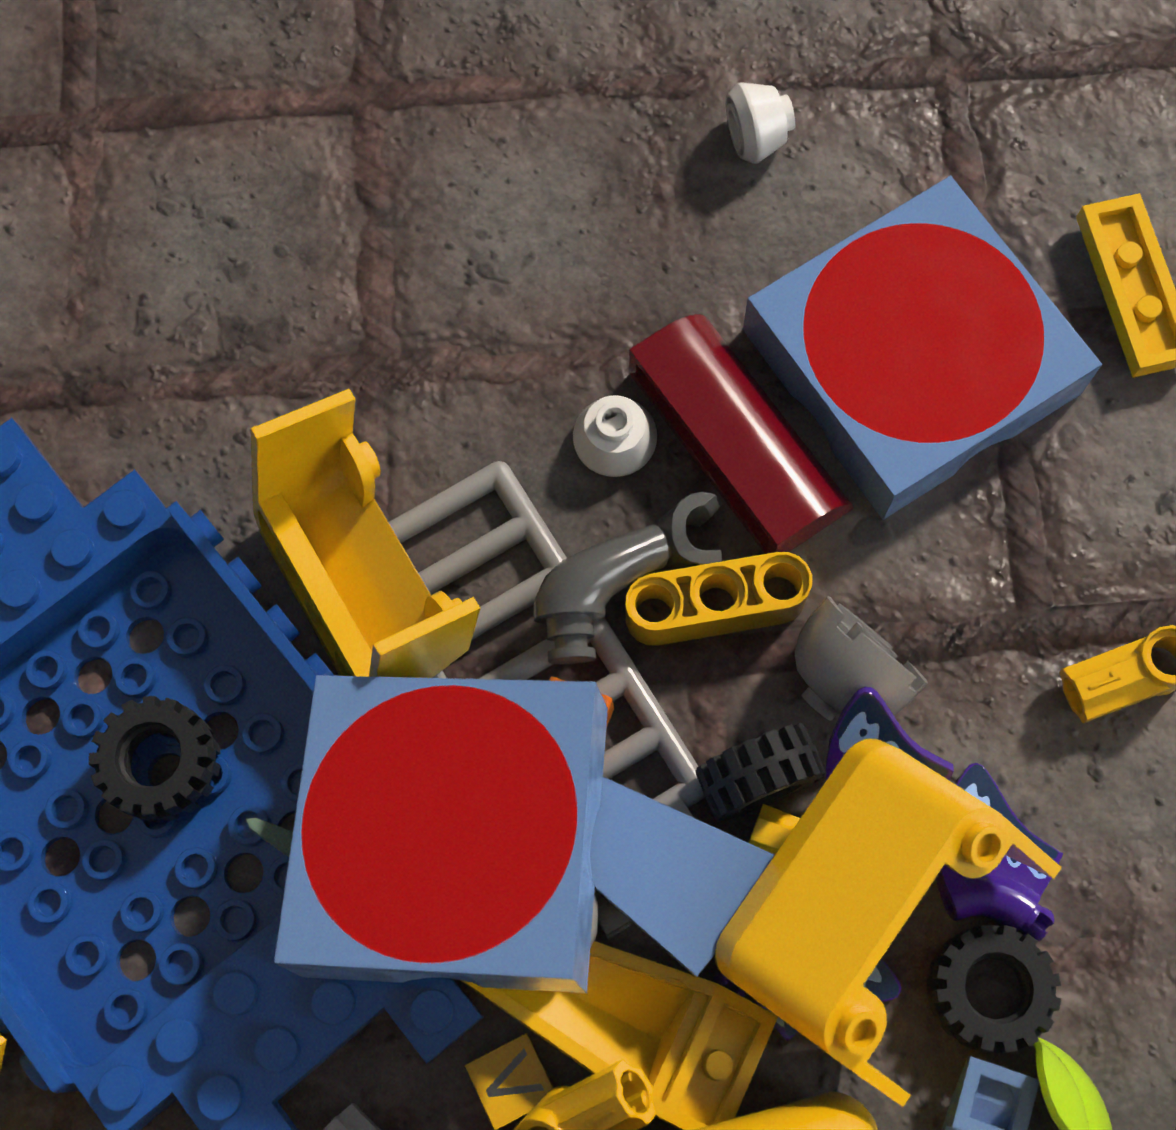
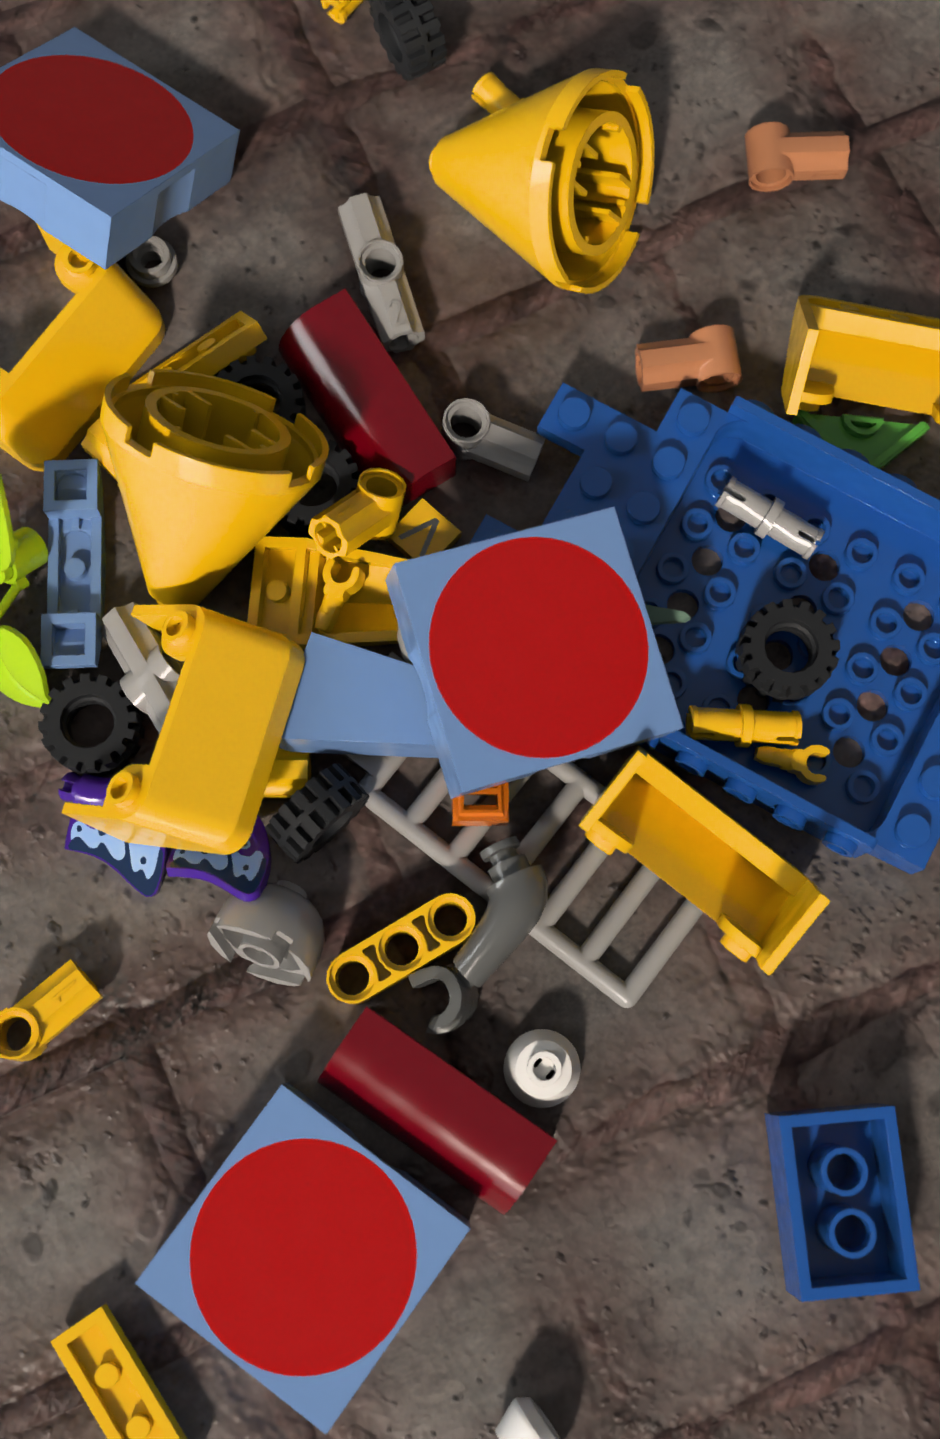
camera: 150 degrees right, 5 degrees up
(94, 928) = (769, 518): none -> light grey pin
(210, 639) = (793, 761): none -> yellow piece
(245, 694) = (743, 725): none -> yellow pin
(376, 208) = (841, 1202): none -> blue brick
(649, 1027) = (336, 594): none -> yellow piece
(910, 1043) = (148, 670): none -> light grey piece

